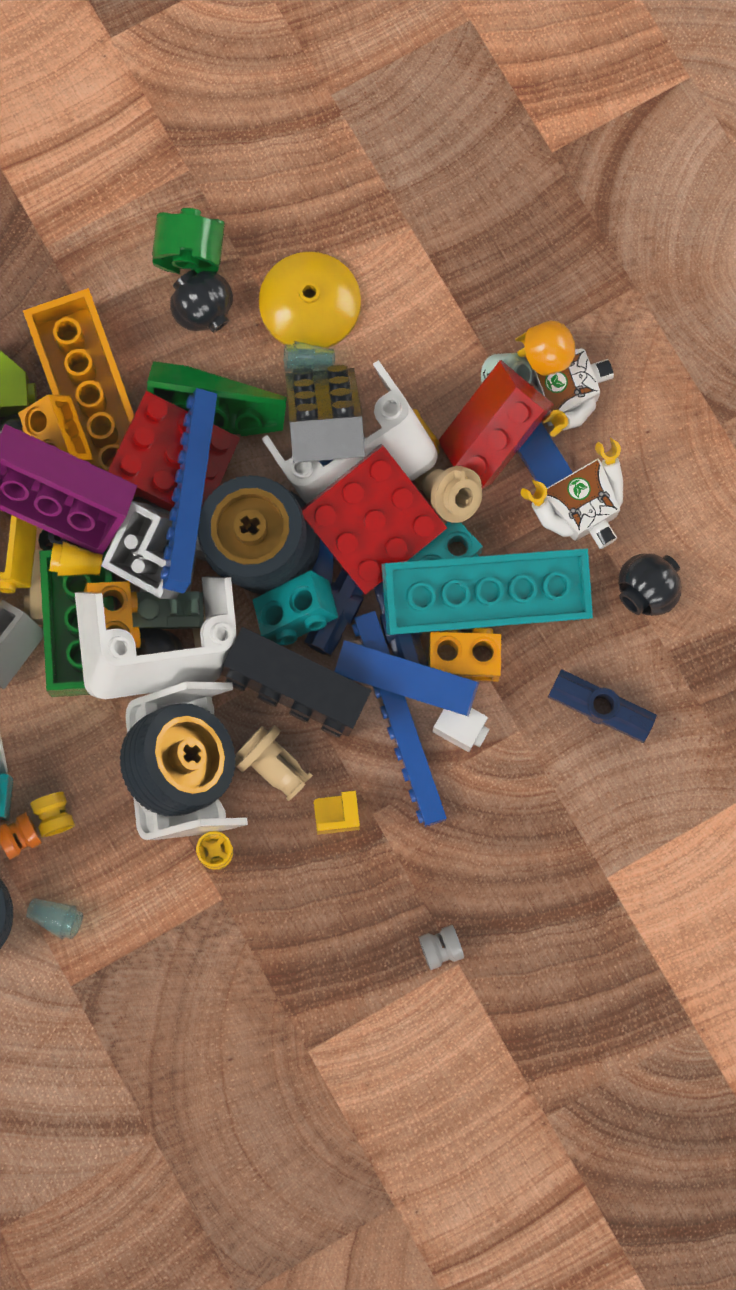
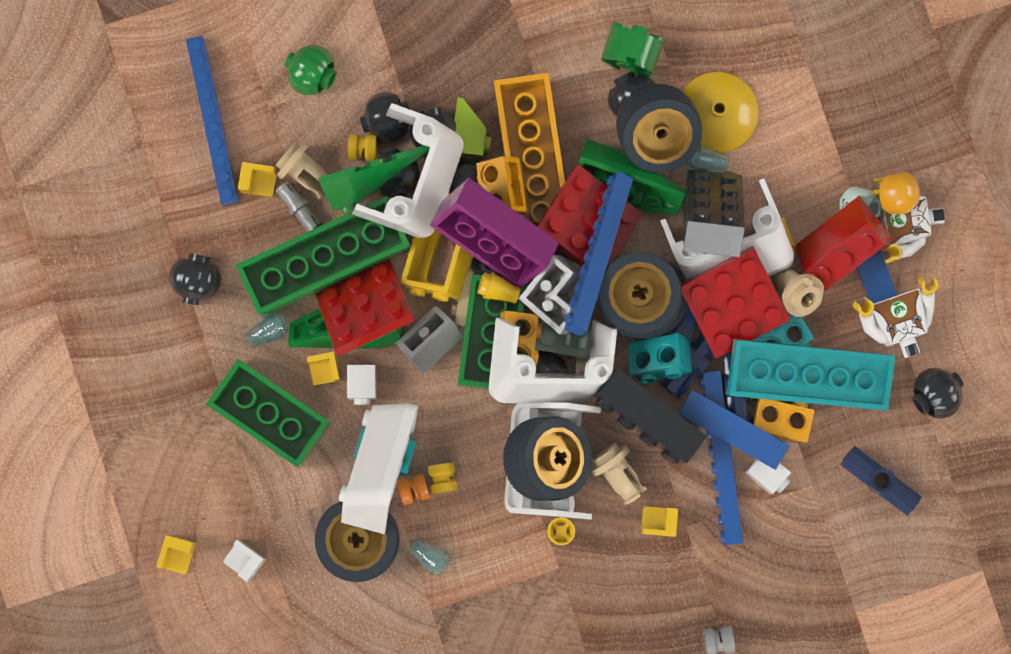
camera: 15 degrees right, 5 degrees up
(238, 328) = (659, 128): none -> wheel

